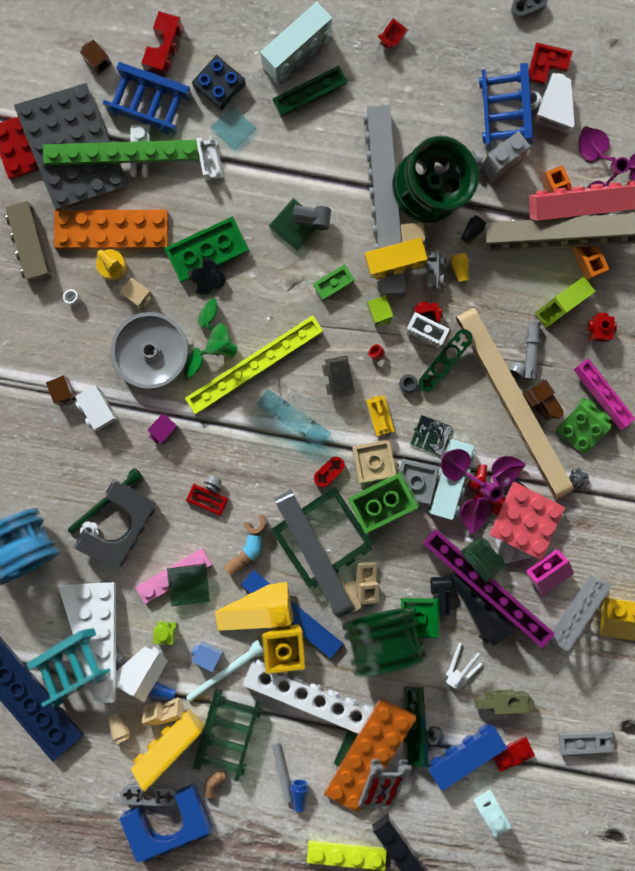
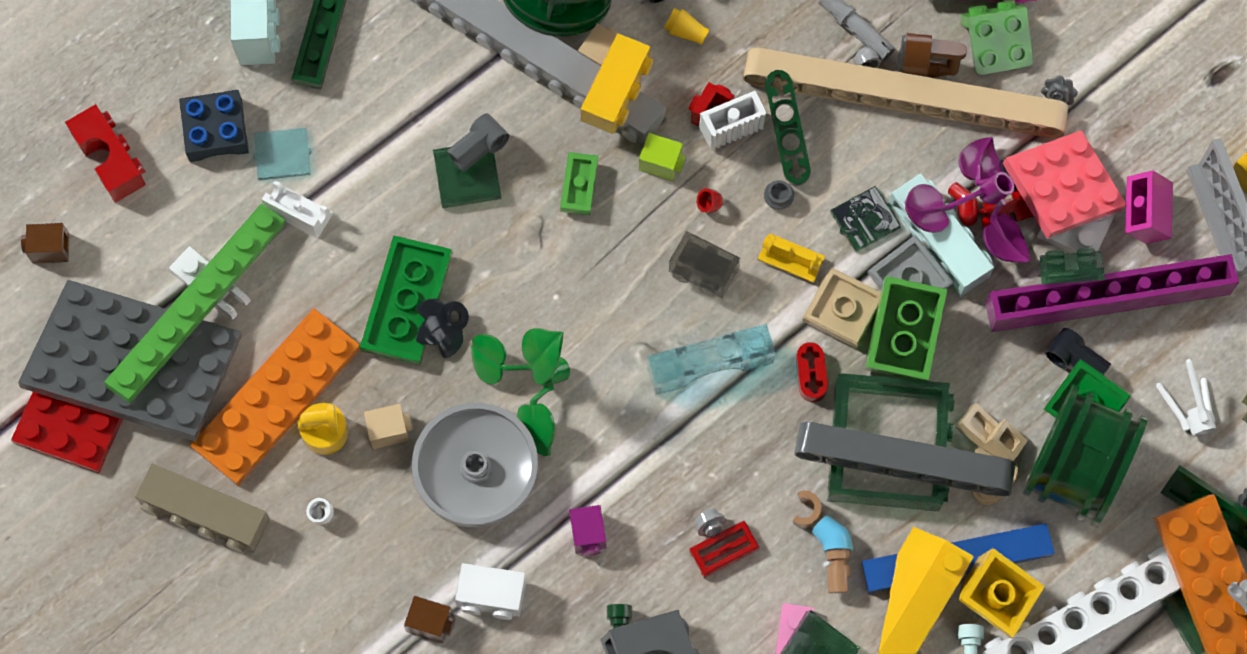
camera: 55 degrees left, 15 degrees down
(145, 79) = (156, 193): blue fence -> none
(254, 365) = (600, 358): neon yellow plate -> none
(436, 262) = (677, 64): light grey hinge -> none
(488, 623) = (1153, 328): black wedge -> none

